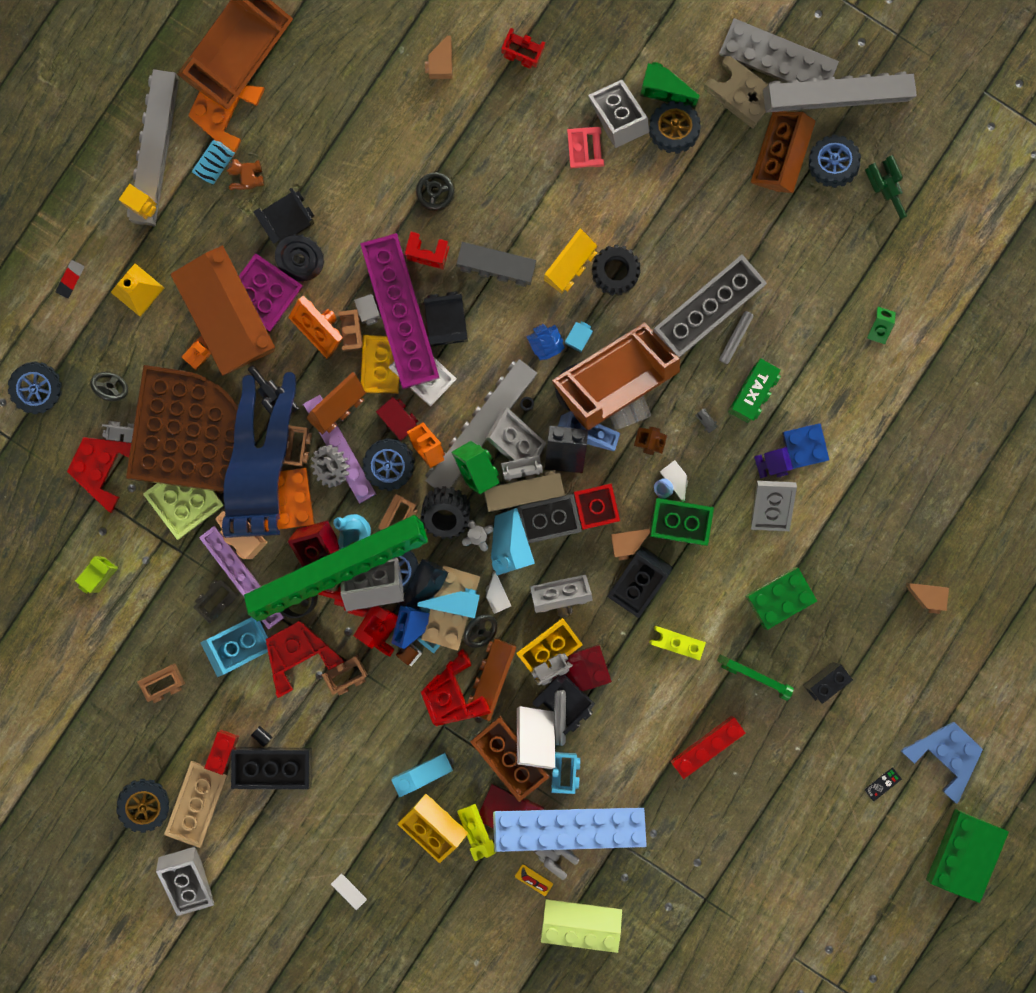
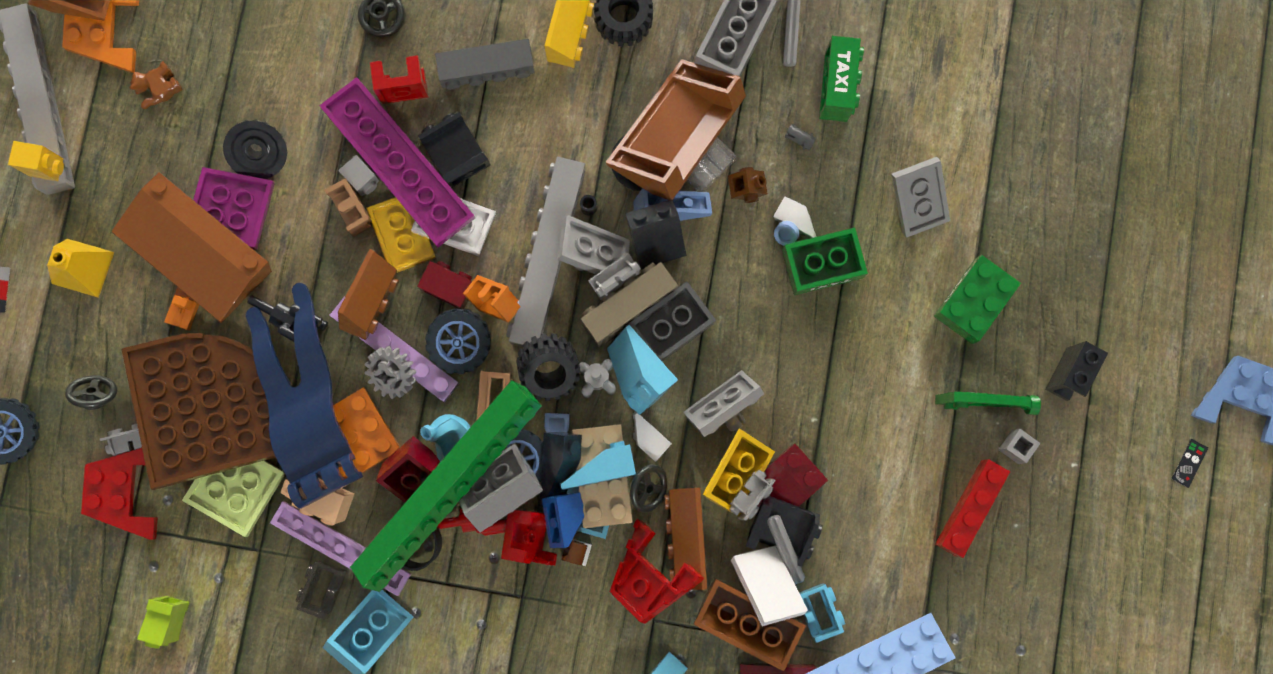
camera: 25 degrees left, 5 degrees down
(213, 162) = (111, 85): medium azure brick -> none
(285, 217) = (220, 112): black panel -> none
(293, 647) = (436, 604): red wing -> none
(304, 456) = (350, 354): medium nougat window -> none
(316, 326) = (307, 219): orange plate -> none
(329, 675) = (502, 607): medium nougat window -> none
(434, 554) = (556, 422): none -> light blue tile
(476, 467) = (561, 297): green brick -> none
(545, 341) = (579, 126): blue hair -> none
(579, 336) = (614, 104): medium azure brick -> none
(596, 506) = (720, 285): red brick -> none
(627, 543) = (773, 312): medium nougat slope -> none
(640, 582) = (808, 351): black slope -> none
(679, 643) = (883, 402): neon yellow plate -> none
(761, 718) = (1019, 446): none -> light grey brick
(776, 462) = (900, 148): dark purple brick -> none
(806, 445) = (924, 118): blue plate -> none
(930, 597) = (1142, 225): medium nougat slope -> none

